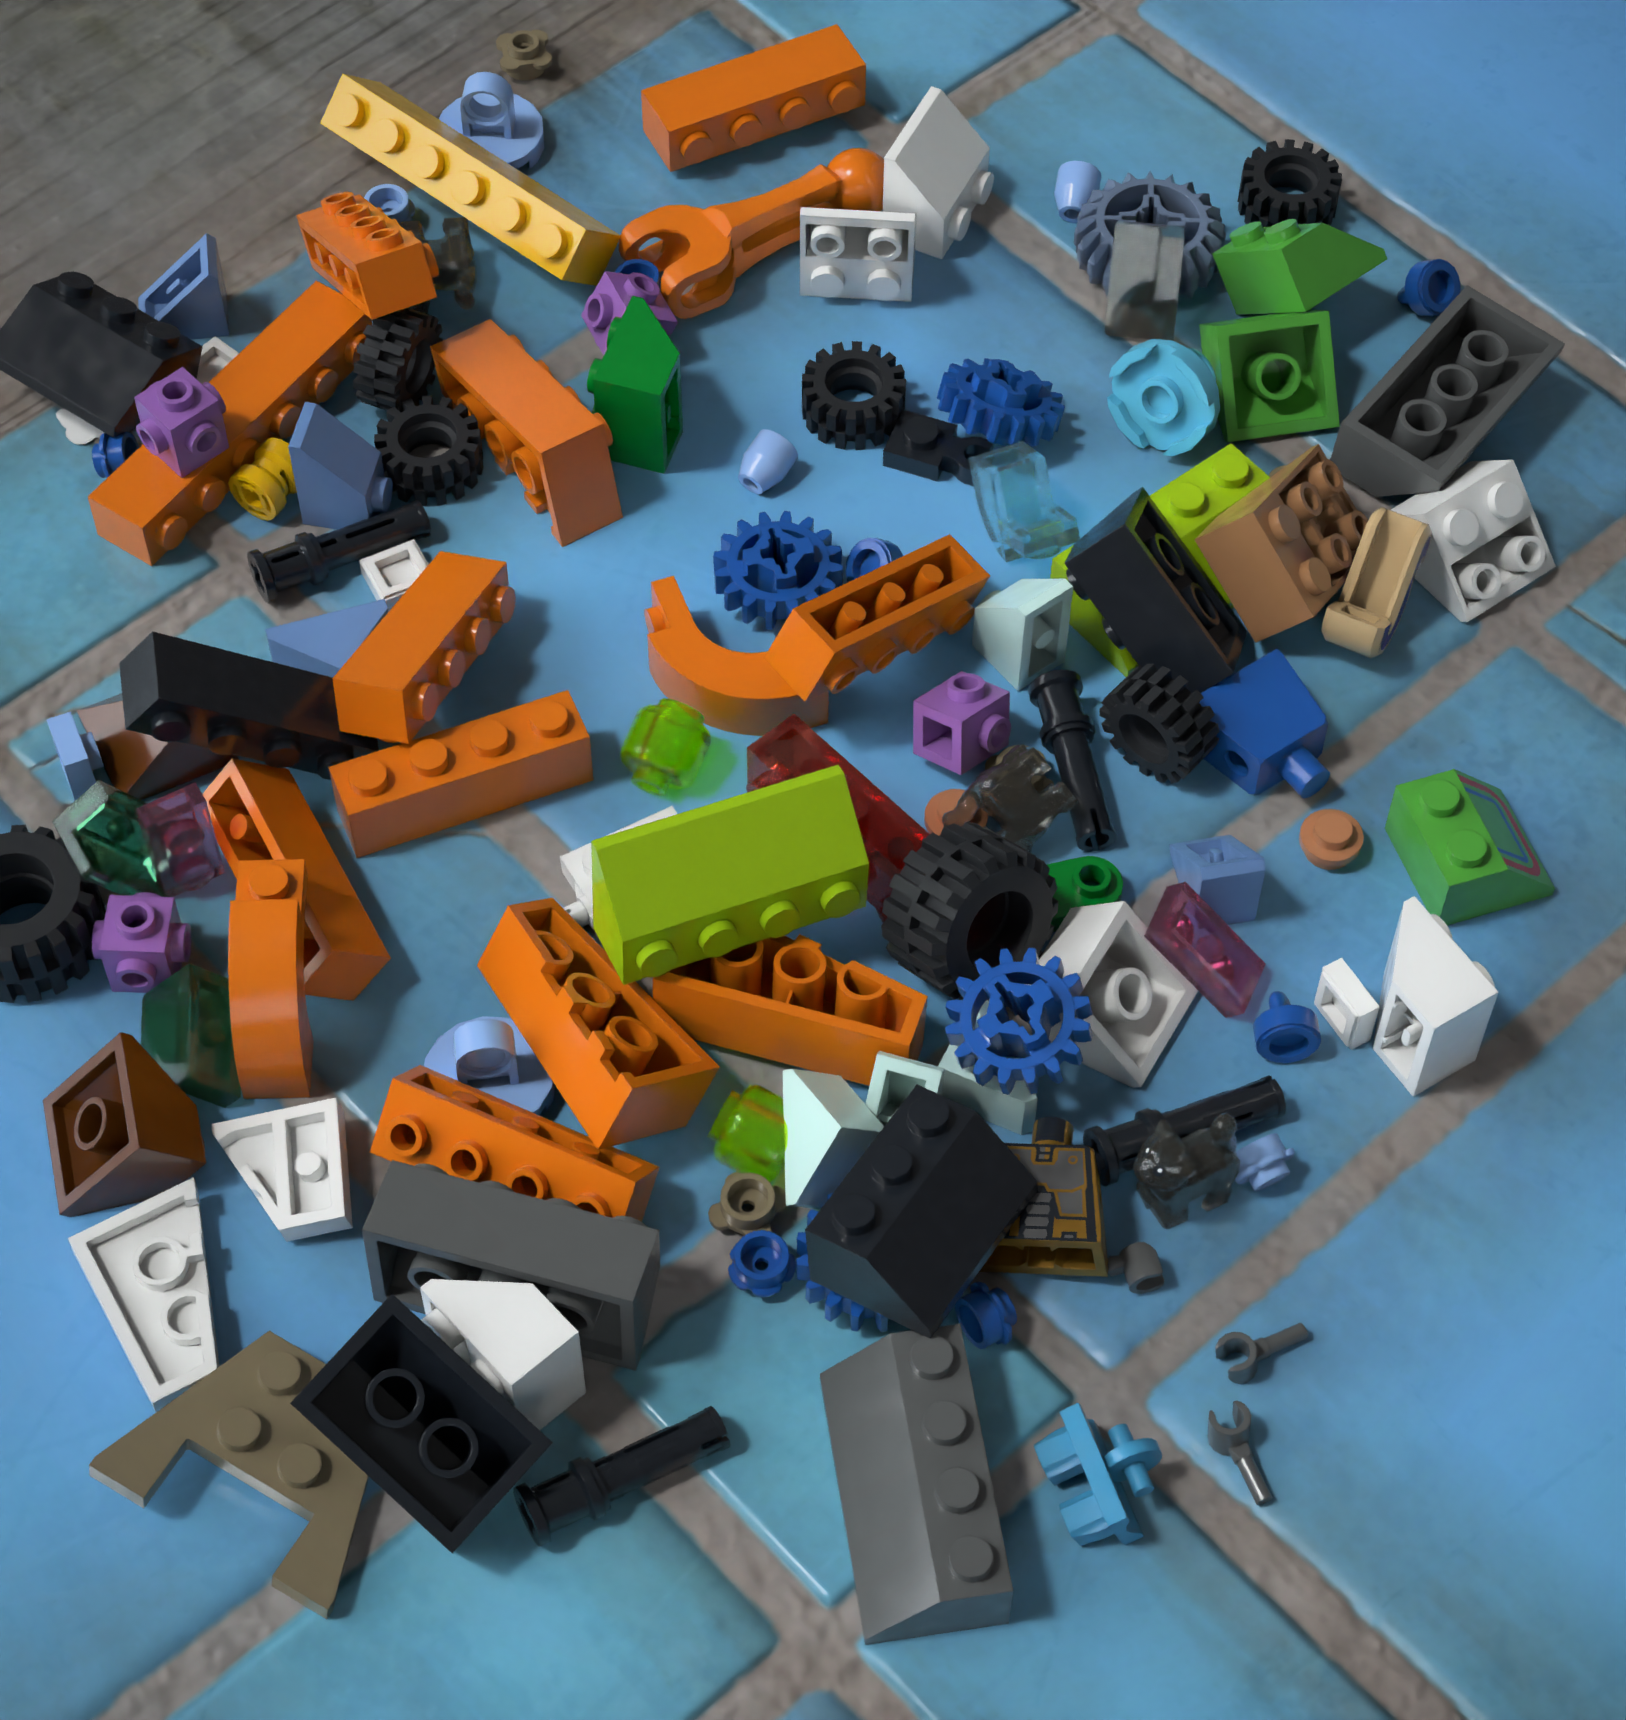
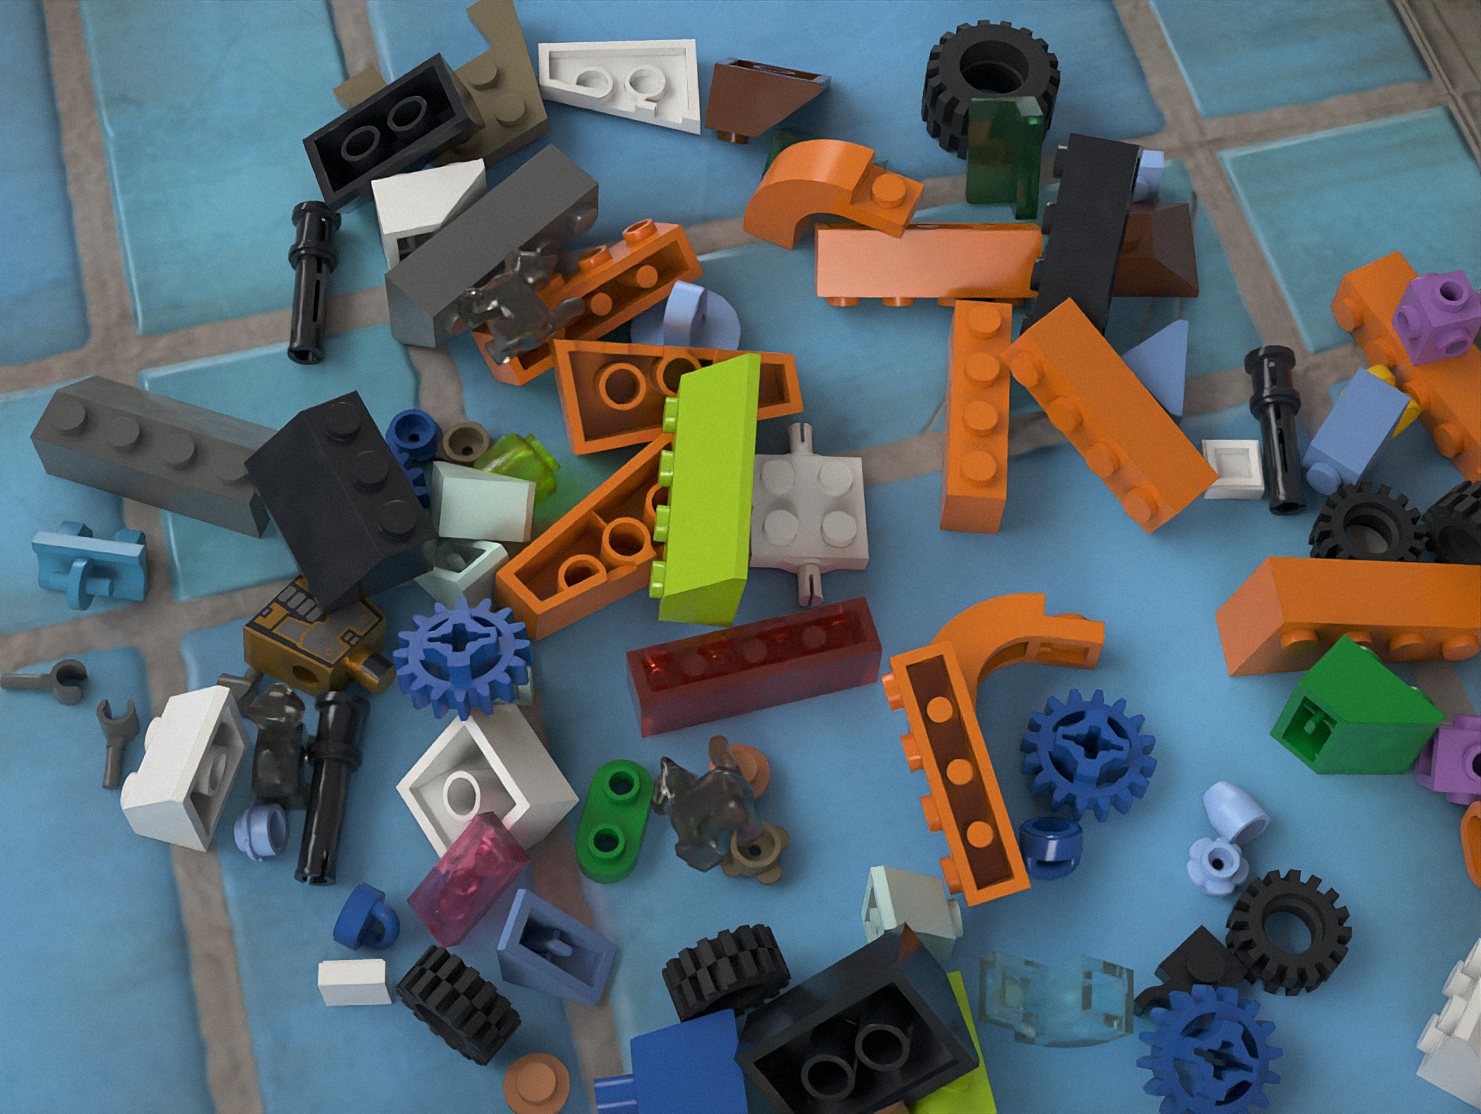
camera: 115 degrees right, 5 degrees up
(141, 941) = (924, 151): medium lavender brick -> none
(181, 840) = (993, 184): clear pink plate -> none
(294, 1165) = (676, 187): white wing -> none
(606, 1159) = (516, 312): none -> clear smoke animal
(665, 746) = (929, 574): clear neon green head -> none
(821, 462) = (1206, 877): none -> light blue plate
(961, 722) = (824, 813): medium lavender brick -> none
(966, 902) = (598, 686): black tyre -> none
(986, 1315) = (267, 561): blue plate -> none
(1068, 736) = (780, 909): black pin -> none
(1257, 1234) = (187, 768): none -> white slope
(1319, 900) = (458, 1005): none -> black tyre
(1430, 1002) = (296, 1029): white slope -> none

